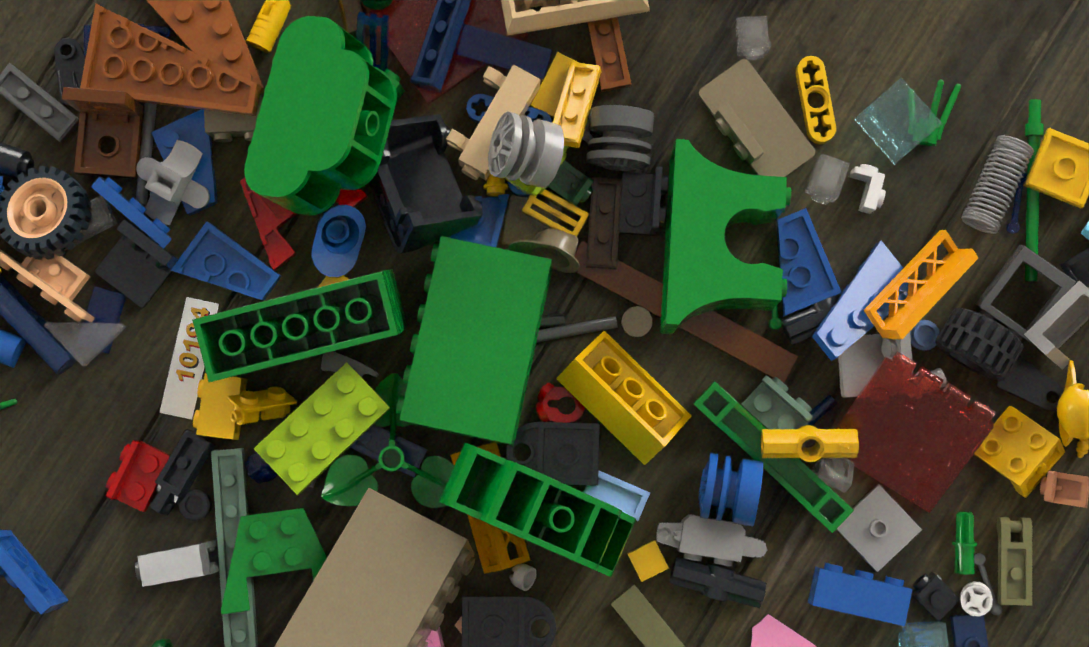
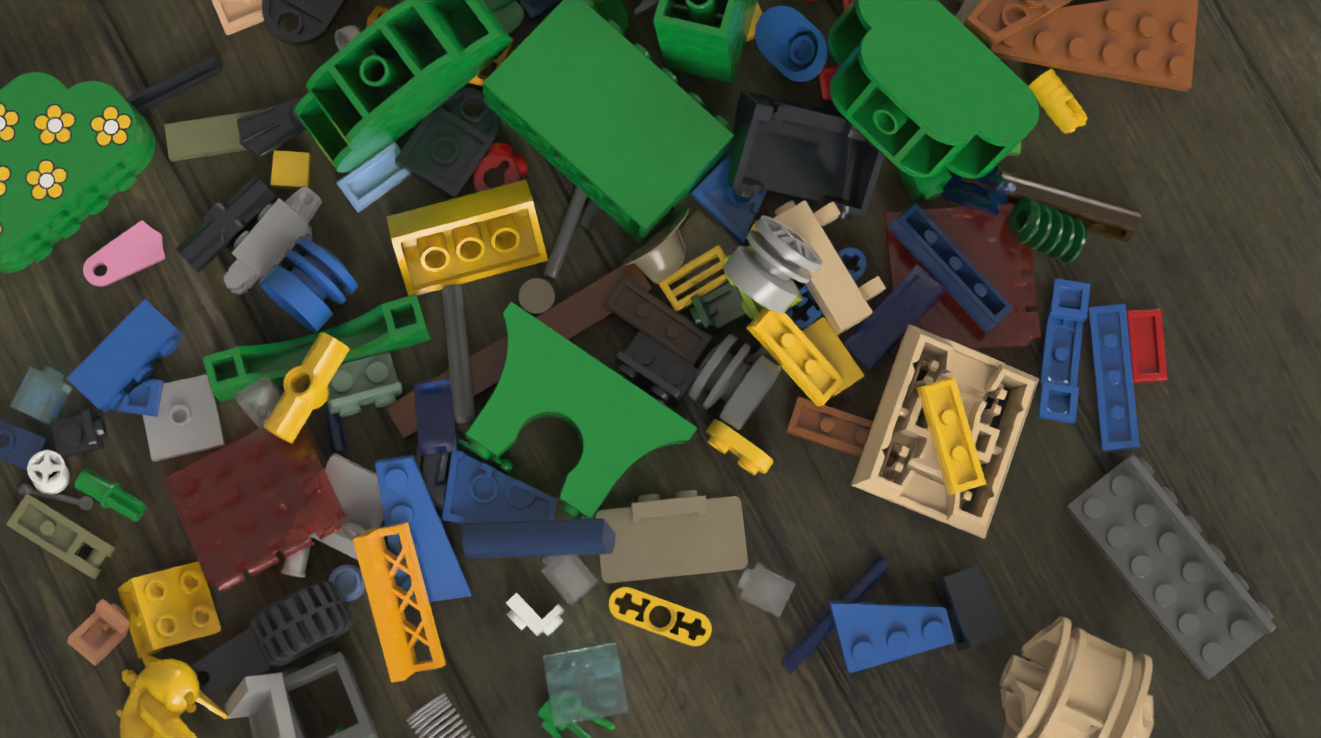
camera: 110 degrees right, 5 degrees down
(625, 593) = (269, 128): none -> black piece
(665, 98) = (751, 457): none -> yellow plate
(714, 352) = (458, 353): none -> dark grey axle
(772, 339) = (435, 417): none -> clear blue tile
(819, 211) = (538, 538): none -> dark blue brick
(883, 562) = (143, 399): none -> blue tile

